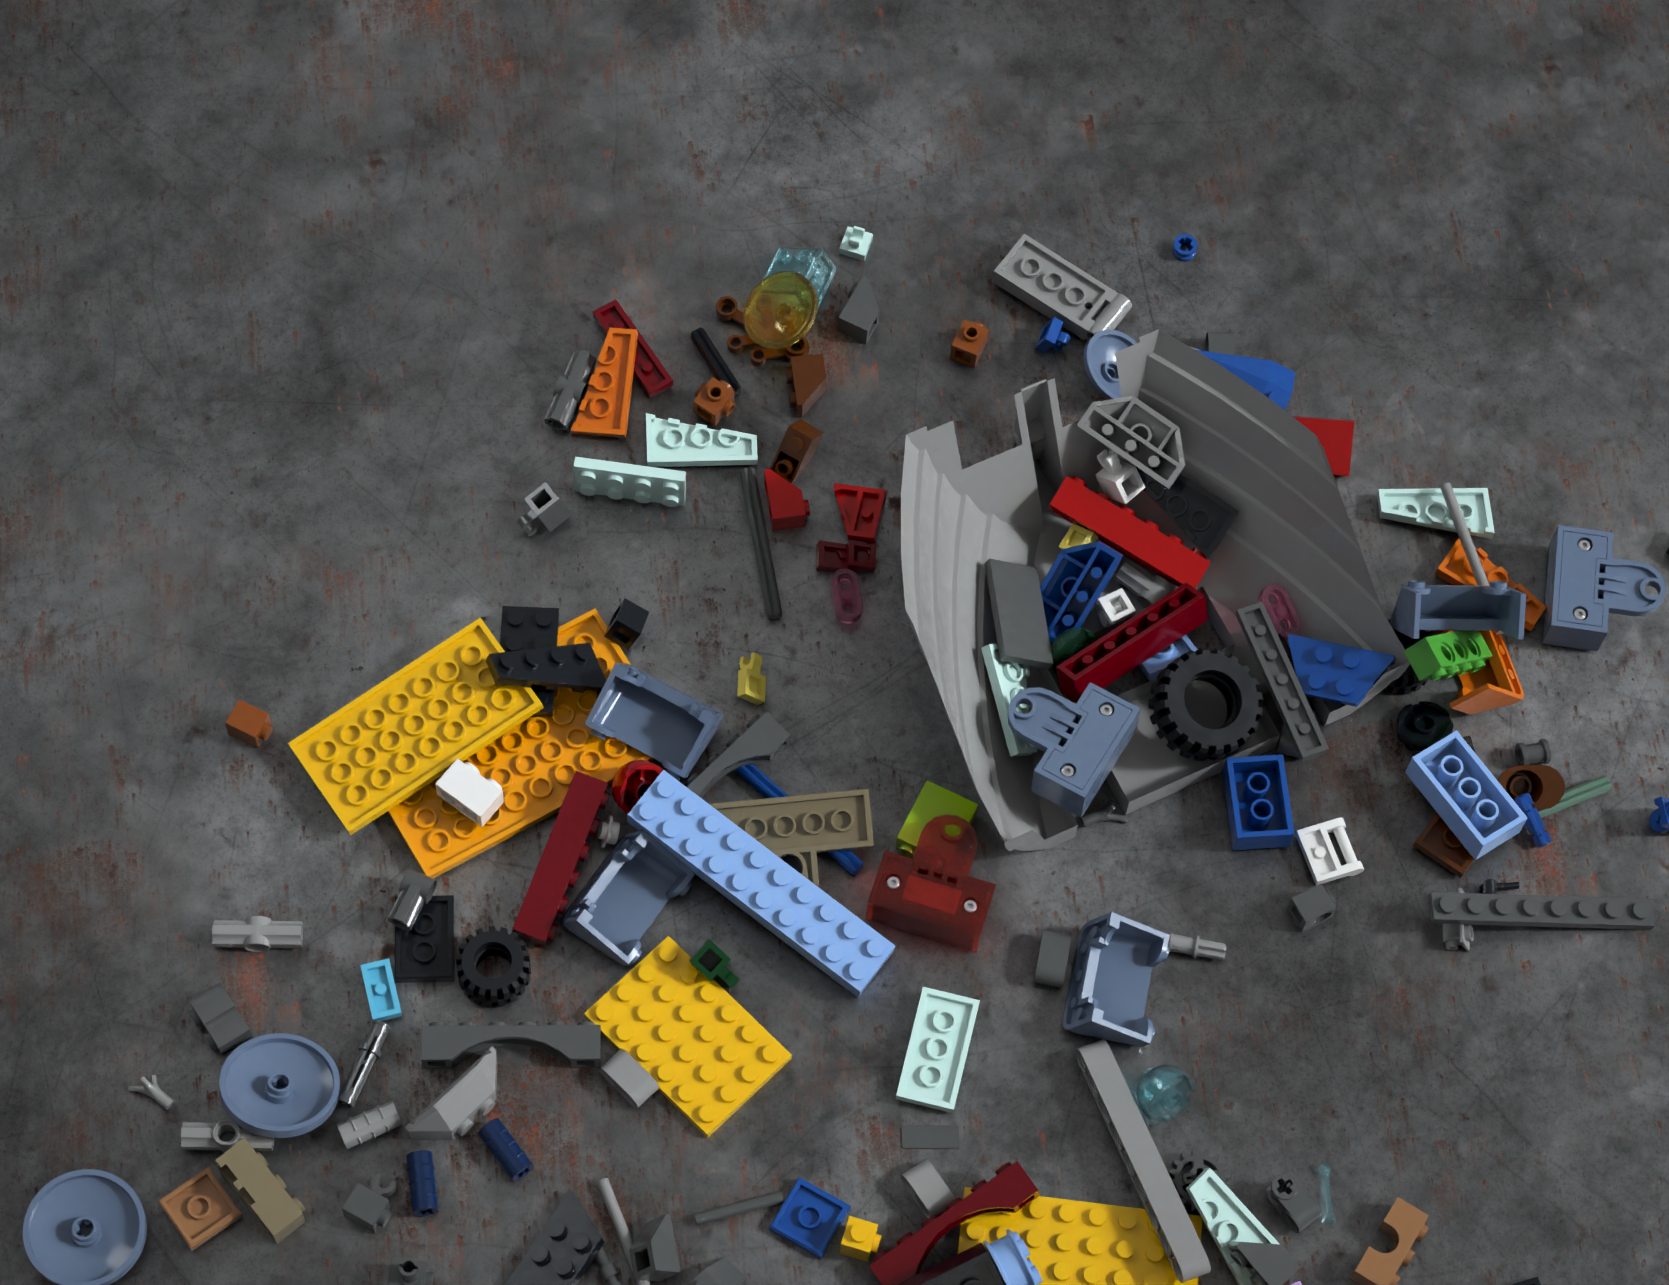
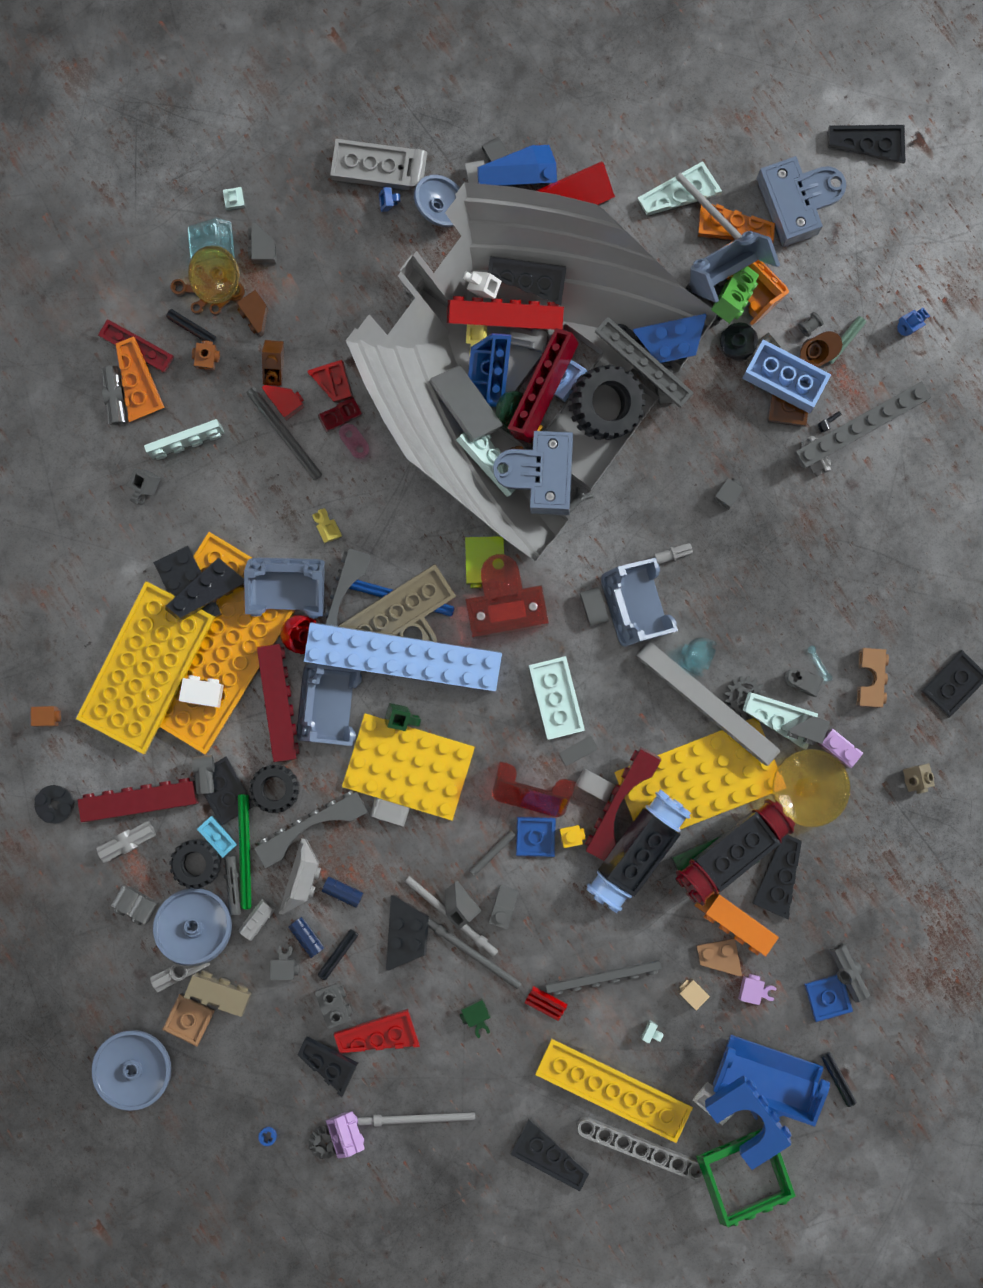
camera: 25 degrees left, 20 degrees up
(153, 1091) = (121, 966): light grey bar -> none
(184, 826) = (43, 802): none -> black plate
(304, 890) = (137, 801): none -> dark red brick
(323, 986) = (178, 864): none -> black tyre
(405, 1028) = (244, 851): none -> green axle
(451, 1230) = (337, 955): none -> black axle
(608, 831) = (294, 668): white plate -> none
(626, 624) = (233, 532): black brick -> none
(691, 445) = (205, 392): light aqua wing -> none
(833, 1155) = (529, 797): none -> clear red windscreen
(969, 343) = (340, 231): dark orange brick -> none
(1110, 609) = (520, 366): white brick -> none
(1138, 436) = (483, 254): light grey wedge -> none
(1182, 240) = (434, 86): blue bush -> none
(1258, 802) = (665, 445): blue brick -> none
(1281, 610) = (620, 314): clear pink plate -> none
(1321, 854) = (717, 456): white plate -> none
(1534, 822) = (831, 368): blue axle -> none

